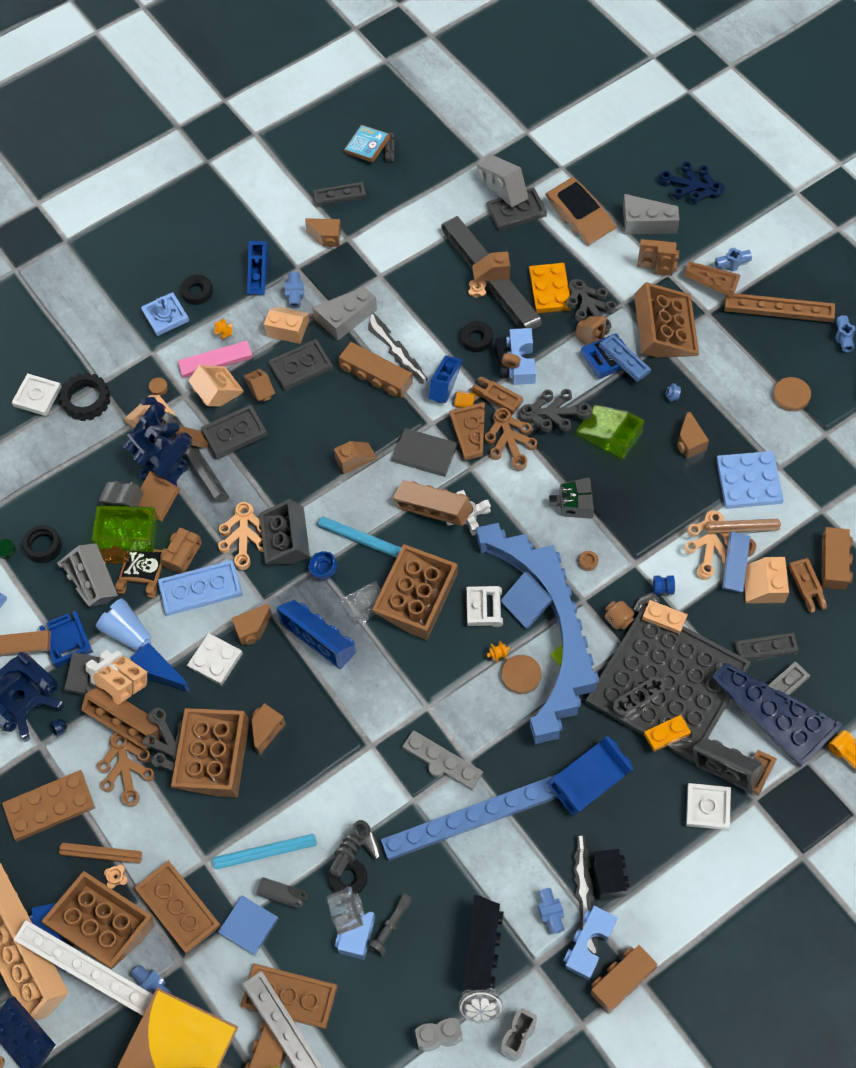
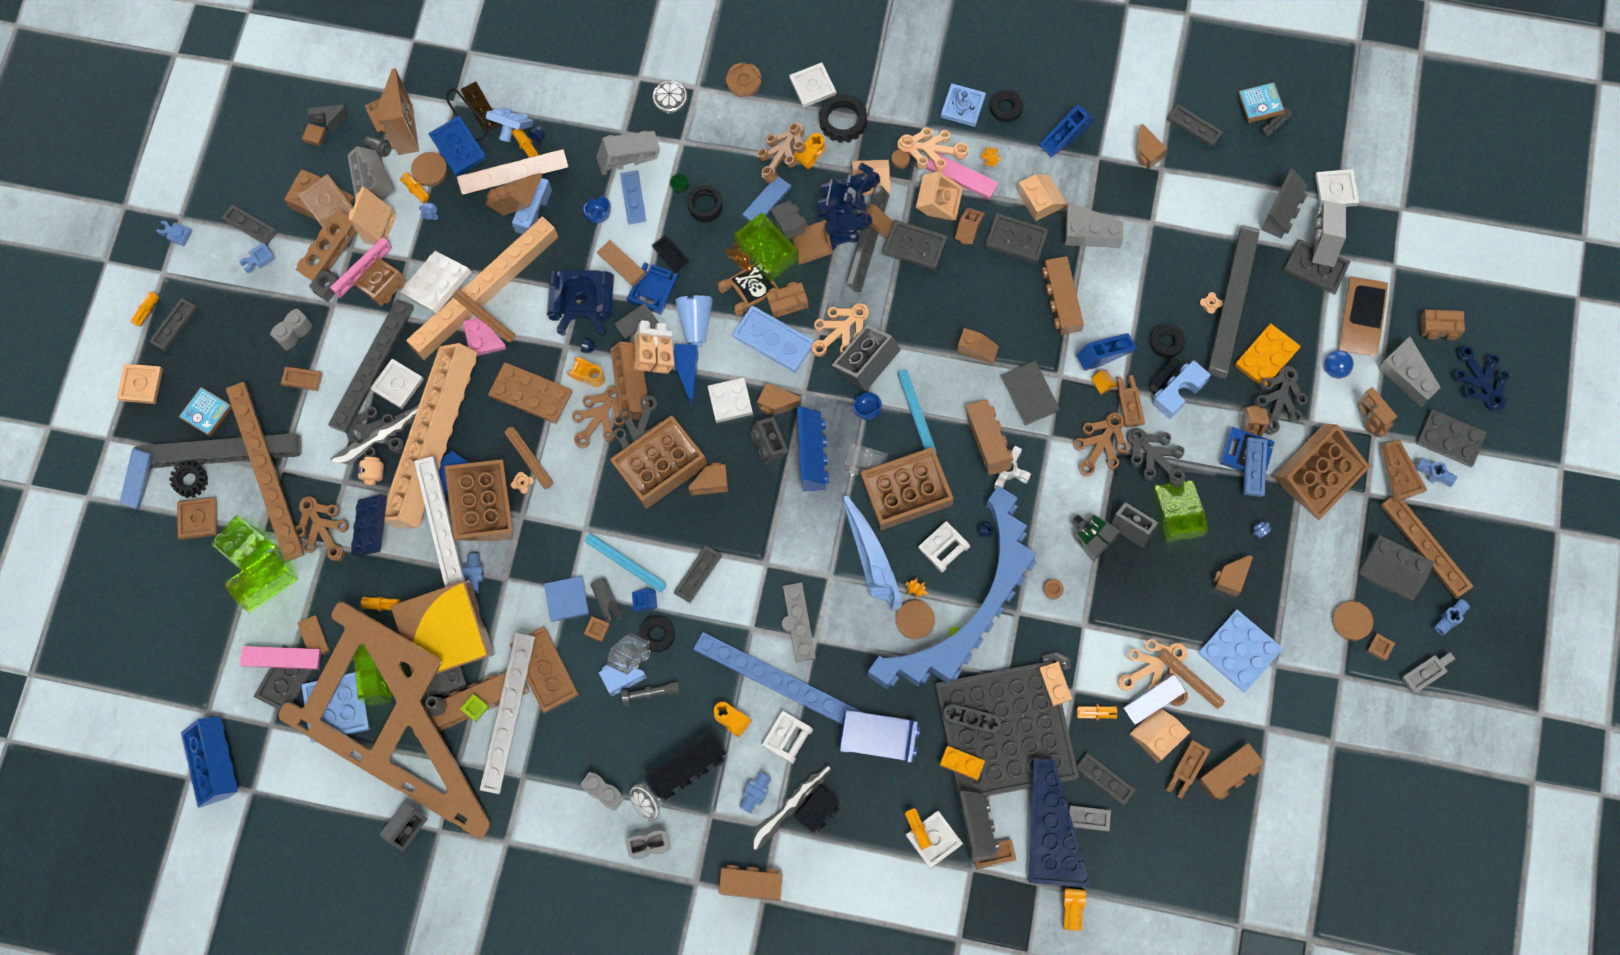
camera: 50 degrees right, 10 degrees up
(52, 603) = (670, 253): none -> black tile
(58, 436) = (794, 132): none -> medium nougat plant
(76, 748) = (584, 370): none -> light orange piece
(84, 437) = (812, 151): none -> light orange piece
(88, 499) = (767, 199): none -> medium blue tile
(90, 574) = (709, 258): light grey wedge -> none
(154, 369) = (912, 145): none -> light nougat plant
(177, 907) = (537, 541): medium nougat plate -> none
(277, 655) = (768, 440): none -> dark grey brick
(294, 289) = (1074, 174): medium blue axle -> none
(297, 922) = (597, 629): none -> medium nougat tile
(309, 863) = (644, 600): none -> blue slope
(329, 803) = (698, 574): none -> dark grey tile
(351, 843) = (680, 615): dark grey piece -> none
(396, 348) = (1098, 293): dark grey sword -> none
(453, 664) = (876, 568): none -> light blue piece
(455, 189) = (1286, 205): none -> dark grey slope
(469, 429) = (1080, 407): medium nougat wing -> none
(473, 151) = (1337, 187): none -> white plate
(475, 876) = (734, 721): none -> light orange piece
(492, 267) = (1234, 299): medium nougat slope -> none
(498, 570) = (983, 532): none -> dark blue hinge
(511, 360) = (1163, 386): medium nougat tile -> none
(520, 848) = (782, 732): none -> white plate
(526, 600) = (975, 572): medium blue tile -> none
(593, 466) = (1134, 524): none -> dark grey brick
(597, 924) = (738, 841): light blue arch -> none
(599, 252) = (1338, 364): none -> blue hair
(619, 615) = (1027, 649): medium nougat head -> none
(632, 173) = (1442, 324): none -> medium nougat brick
(664, 585) = (1080, 658): blue wheel -> none
(692, 808) = (918, 829): none -> light orange axle
(710, 609) = (1096, 712): none -> light orange axle
(716, 233) = (1451, 438): none -> dark grey plate
(778, 336) = (1396, 568): none -> dark grey slope
(826, 393) = (1380, 647): none -> medium nougat tile

